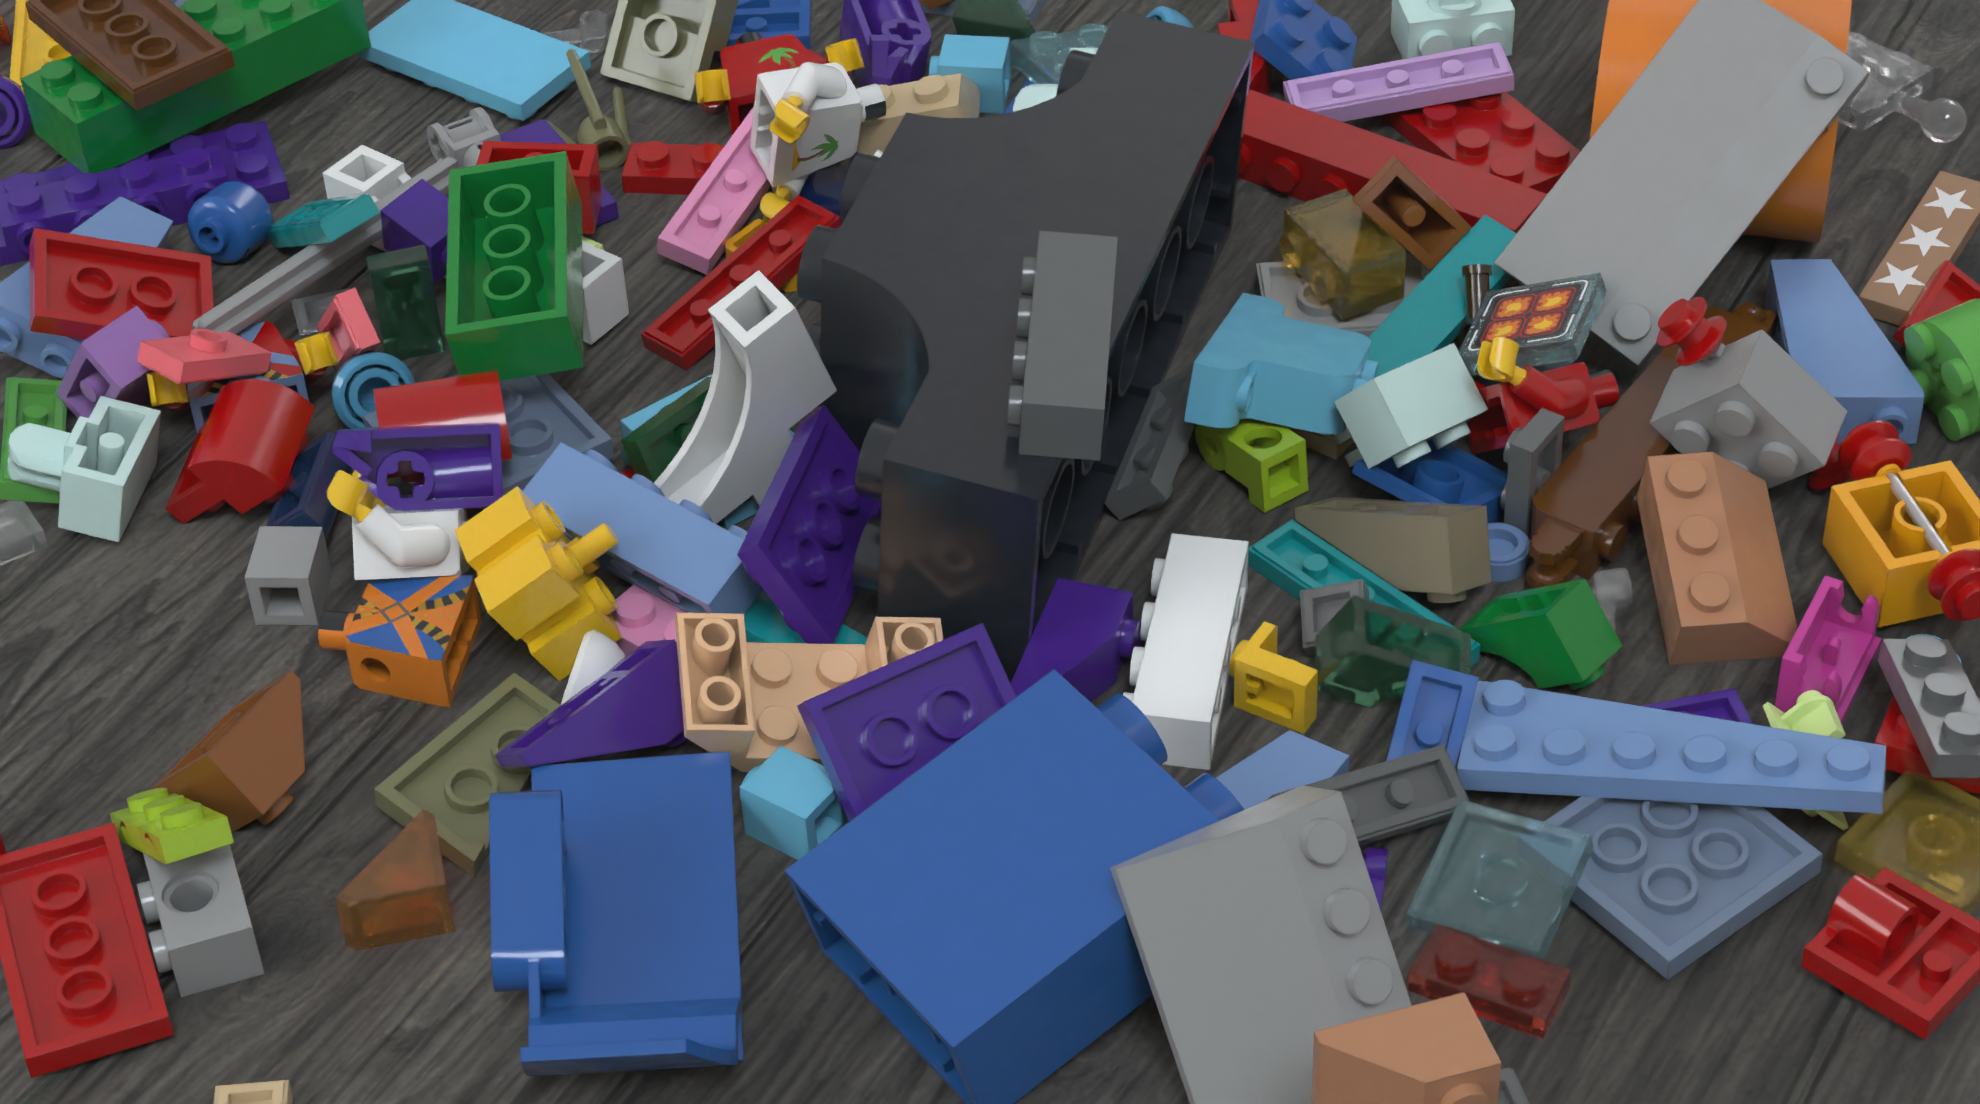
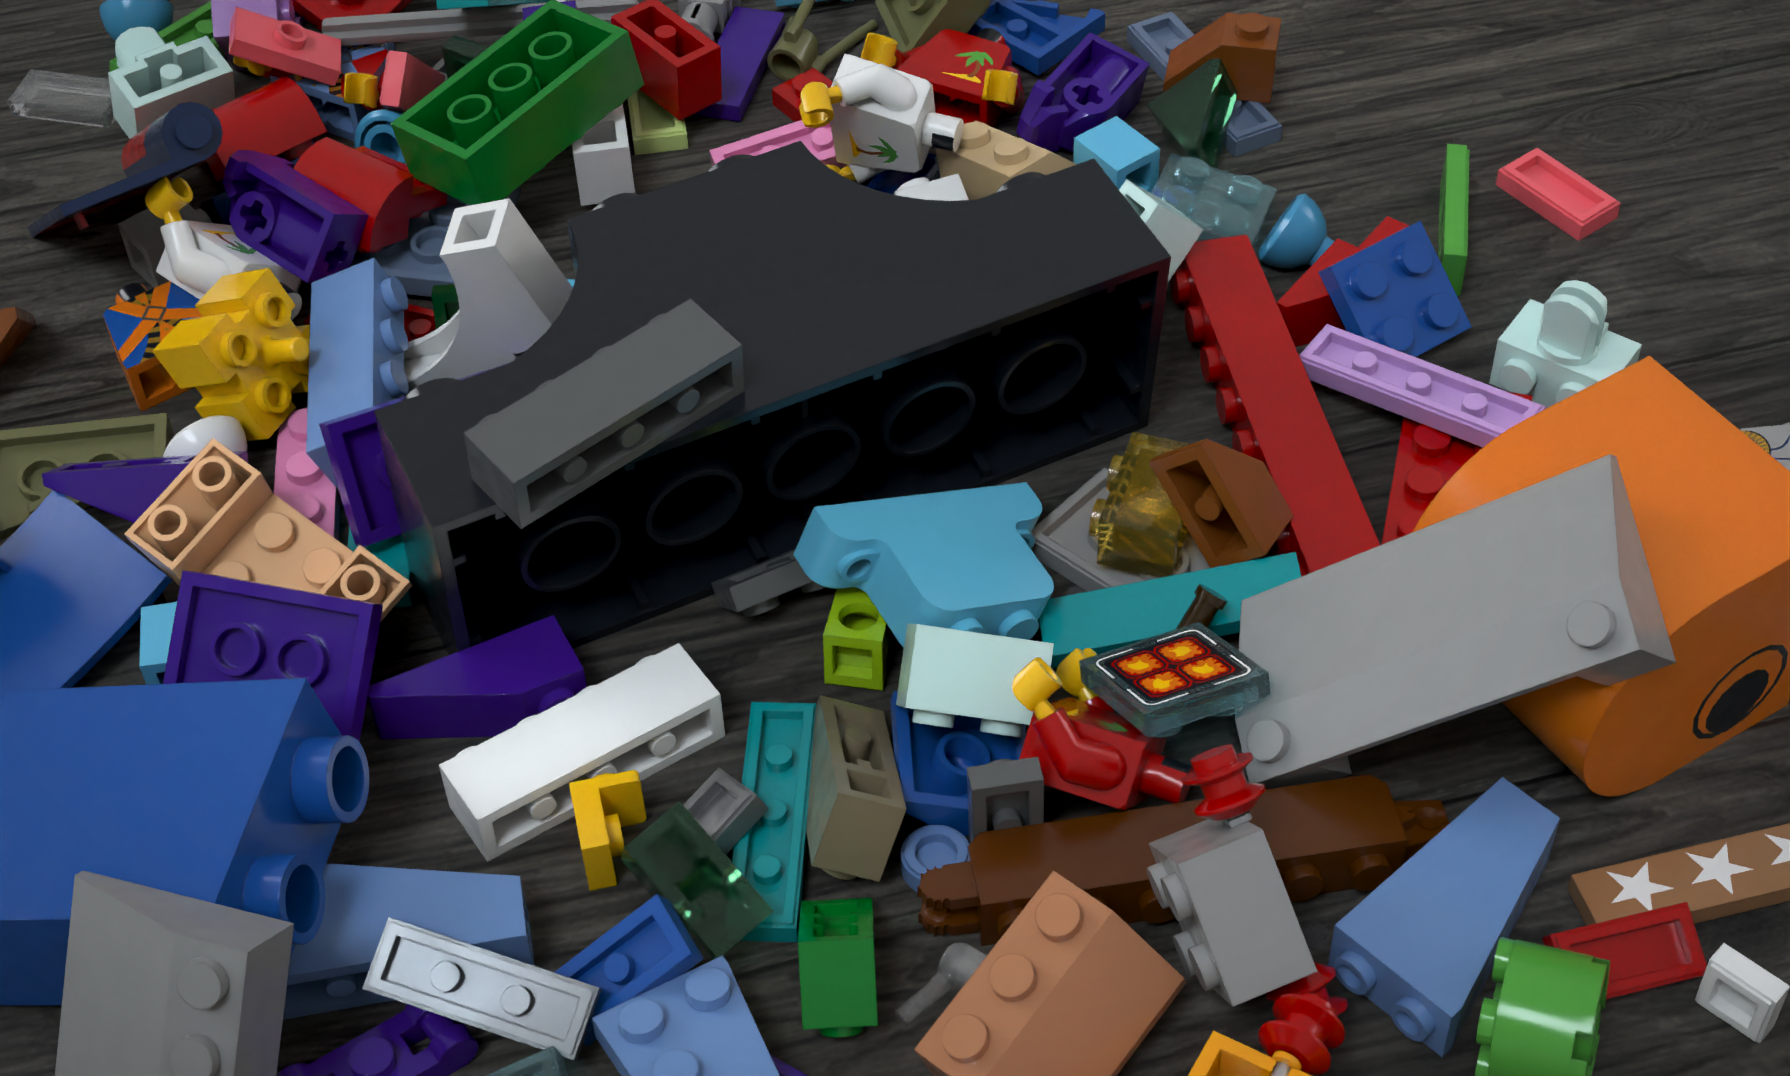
camera: 45 degrees right, 5 degrees up
(241, 512) = (161, 150): none -> dark blue door

